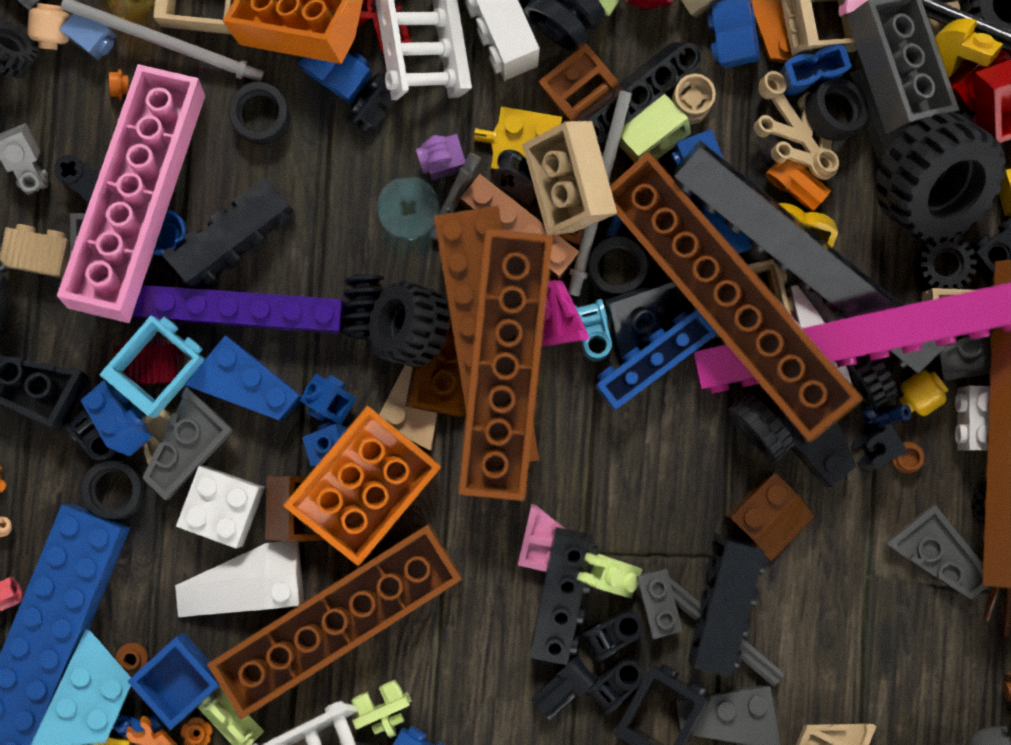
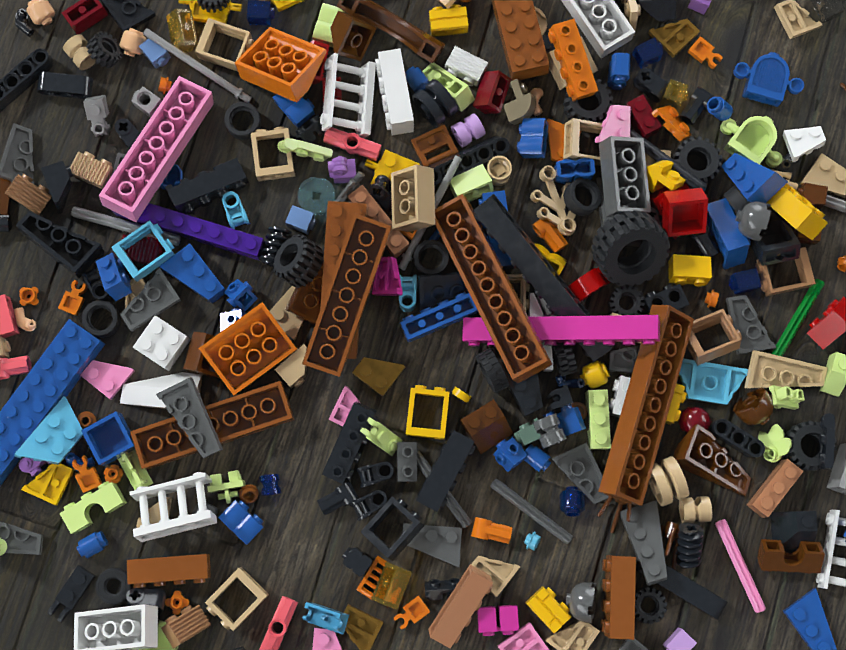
camera: 10 degrees right, 5 degrees down
(60, 473) = (72, 301): none -> orange plate
(86, 109) = (143, 94): none -> light grey brick
(103, 328) = (119, 224): none -> light grey axle
(146, 580) = (107, 377): none -> bright pink wing
(286, 268) = (236, 213): none -> medium azure piece
(294, 609) = (189, 410): none -> dark grey wing
(333, 185) = (271, 172): none -> tan window
(372, 137) = (305, 149): none -> yellowish green hinge
(393, 253) = (300, 220): none -> medium blue brick
(420, 713) = (248, 497): none -> dark orange plate
(441, 497) = (292, 369): none -> tan slope
(450, 689) = (270, 484): none -> clear blue wheel
(466, 112) = (341, 139): none -> coral piece
(577, 472) = (378, 374): none -> pearl gold wing
(631, 39) = (469, 129): none -> lavender wheel
(679, 549) = (423, 432): none -> yellow window
(718, 475) = (460, 394): none -> yellow tile
(810, 680) = (487, 530): none -> orange piece
(819, 553) = (509, 454): none -> blue brick
(842, 510) = (526, 434): none -> sand green brick
(862, 548) = (537, 458): none -> blue brick
(873, 633) = (531, 511): none -> dark grey axle
(879, 504) = (549, 430): none -> dark grey wheel
(881, 249) = (588, 284): none -> red brick
(886, 680) = (532, 541): none -> medium azure plate
(891, 485) = (570, 420): none -> blue brick
(935, 603) = (572, 501): none -> clear blue head
(952, 484) = (599, 422): none -> yellowish green arch

